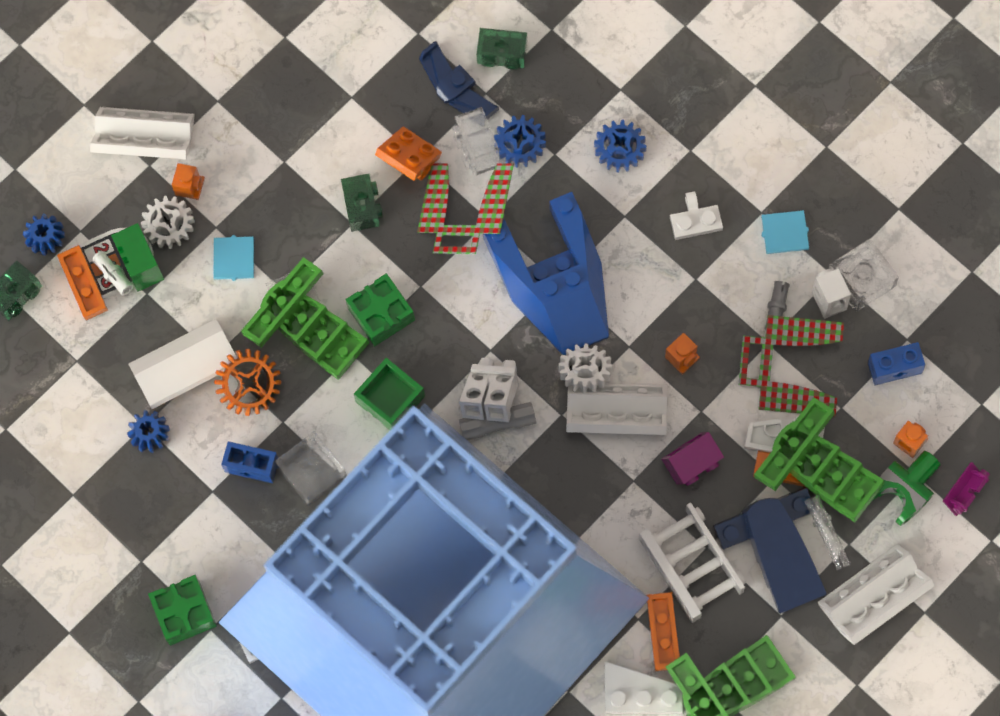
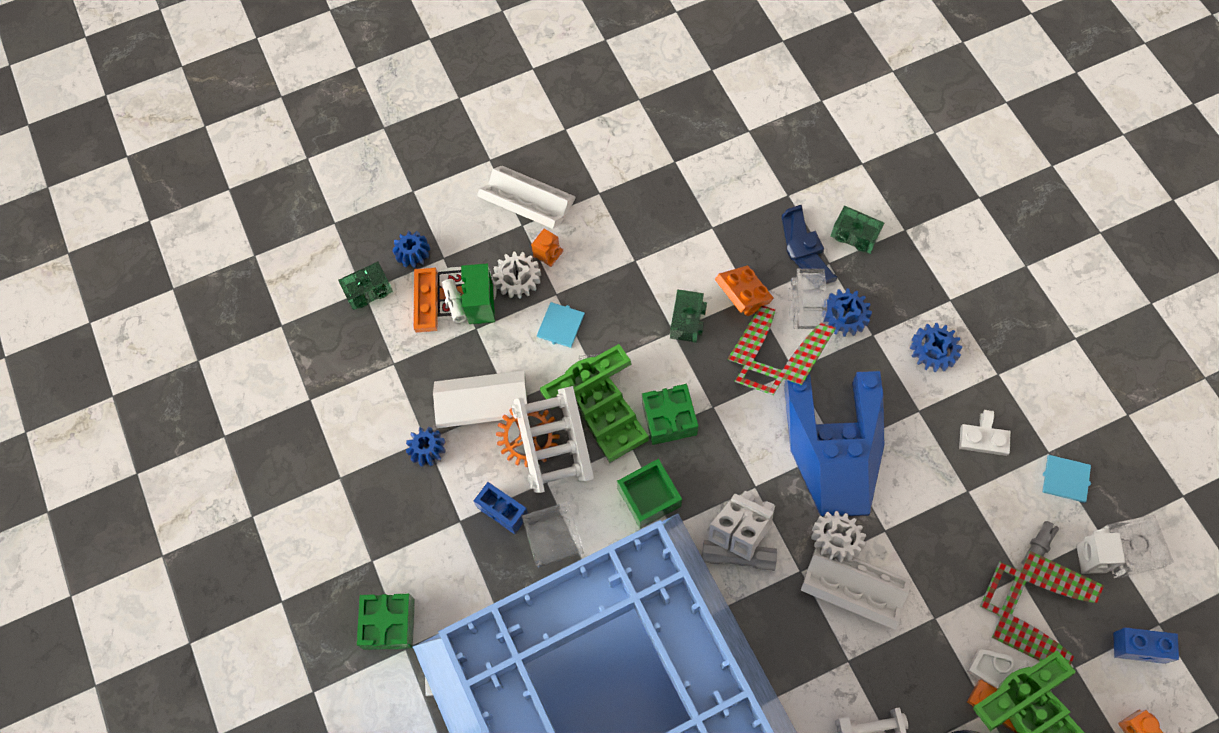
camera: 20 degrees right, 5 degrees down
(286, 354) = (575, 445): none -> white fence
(682, 353) = (935, 556): orange brick -> none
(693, 458) = (915, 663): magenta brick -> none

